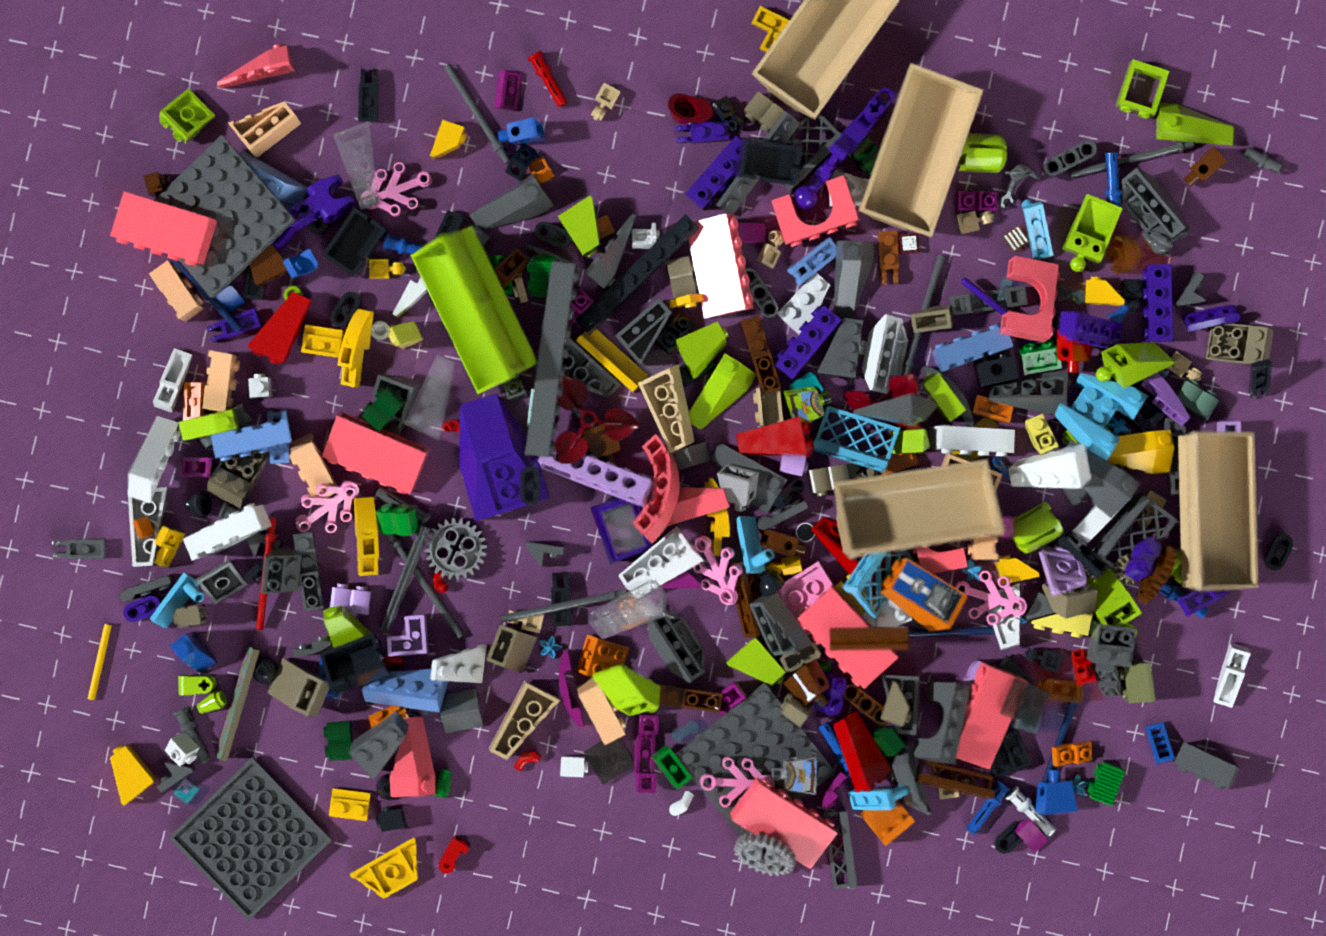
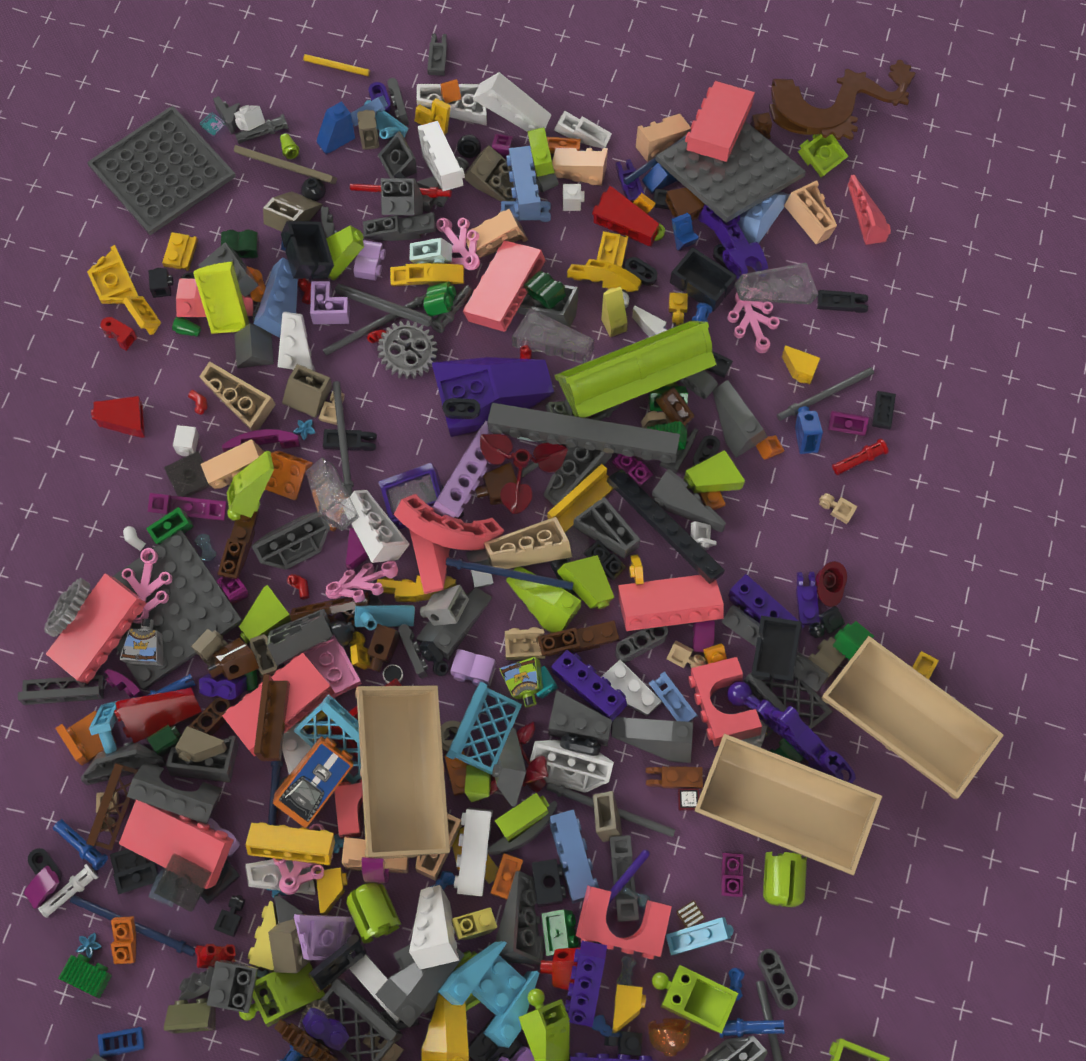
camera: 90 degrees right, 20 degrees down
(130, 773) = (234, 80): yellow slope -> none
(152, 103) = (797, 116): none -> reddish brown animal
(165, 616) = (376, 105): none -> medium blue piece
(193, 684) = (307, 135): lime piece -> none
(265, 310) = (644, 203): none -> light orange plate
(342, 533) = (431, 251): none -> light aqua brick
(419, 746) = (221, 297): none -> neon yellow slope
(432, 831) = (142, 313): none -> yellow bracket
(493, 54) = (883, 410): none -> black plate
(522, 159) = (780, 428): black bracket -> none
(538, 550) = (397, 423): dark grey slope -> none
(548, 836) = (120, 415): none -> red slope
(681, 276) = (661, 566): dark tan brick -> none
(701, 426) = (460, 563): none -> dark blue bar
(718, 632) = (300, 584): none -> red arm
(747, 88) = (851, 639): none -> green brick
(768, 221) = (715, 653): none -> light orange plate
(778, 439) = (490, 649): red slope -> none
(824, 478) = (447, 700): dark tan brick -> none
(868, 346) = (586, 746): none -> black plate
(969, 222) = (709, 865): tan plate -> none
(981, 609) = (290, 843): none -> yellow brick
(1018, 173) = (760, 919): dark grey piece -> none
(1055, 795) = (80, 916): blue torso -> none
(1062, 691) = (192, 930): clear orange slope -> none
(1068, 196) = (736, 976): none -> blue piece
(1119, 427) = (478, 1016): dark azure plant -> none

